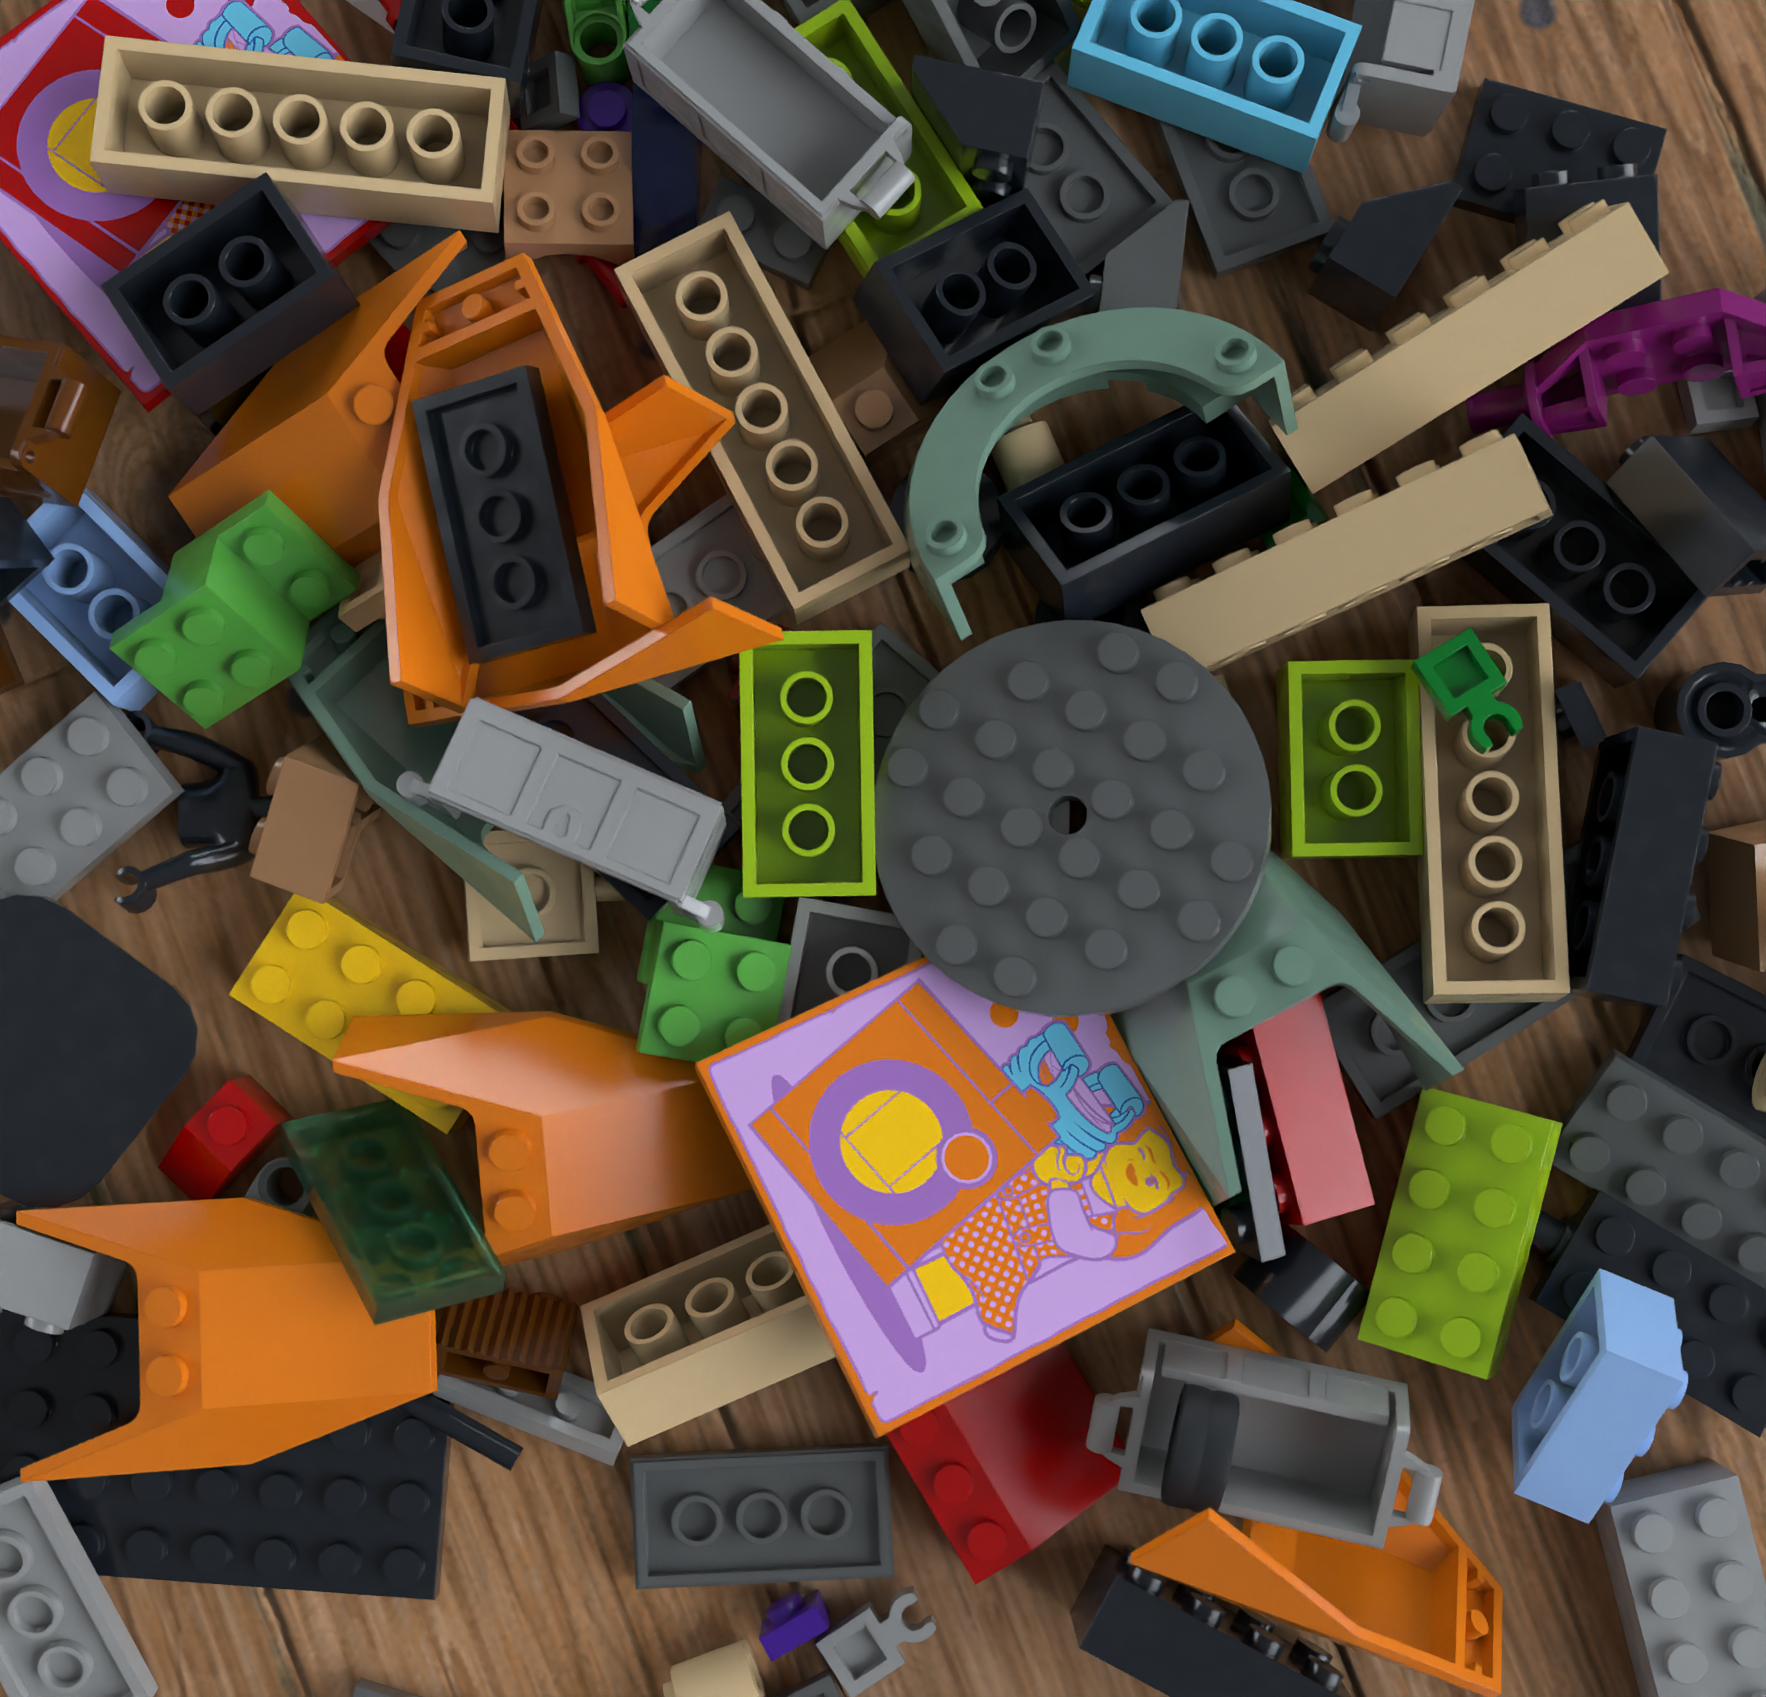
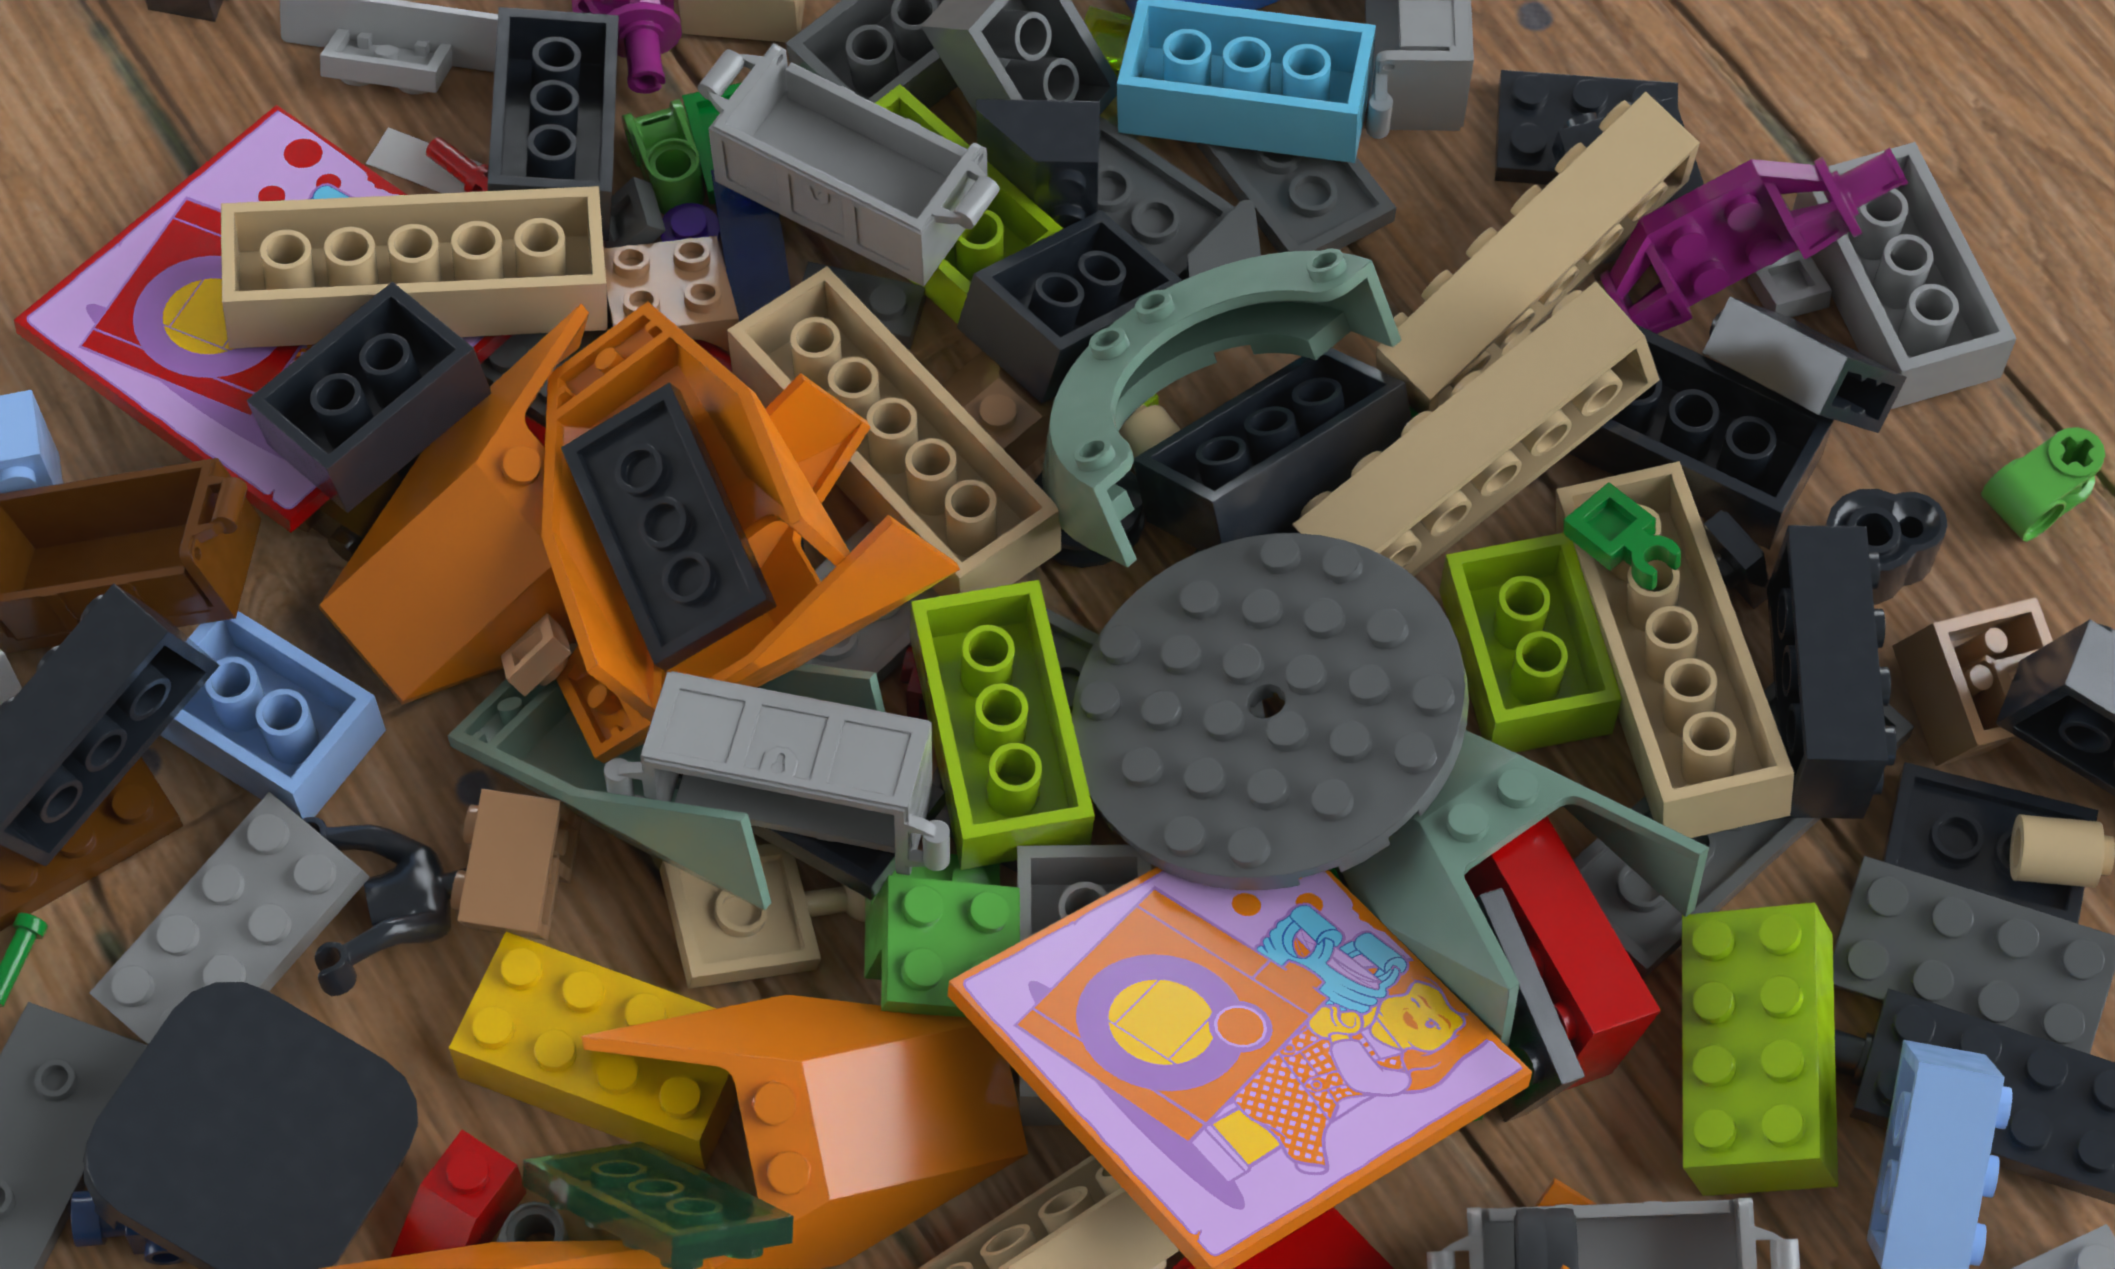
camera: 20 degrees left, 25 degrees down
(235, 610) = (406, 685): bright green bracket -> none
(1306, 1289) = (1614, 1138): black piece -> none
(1373, 254) = (1438, 207): black slope -> none

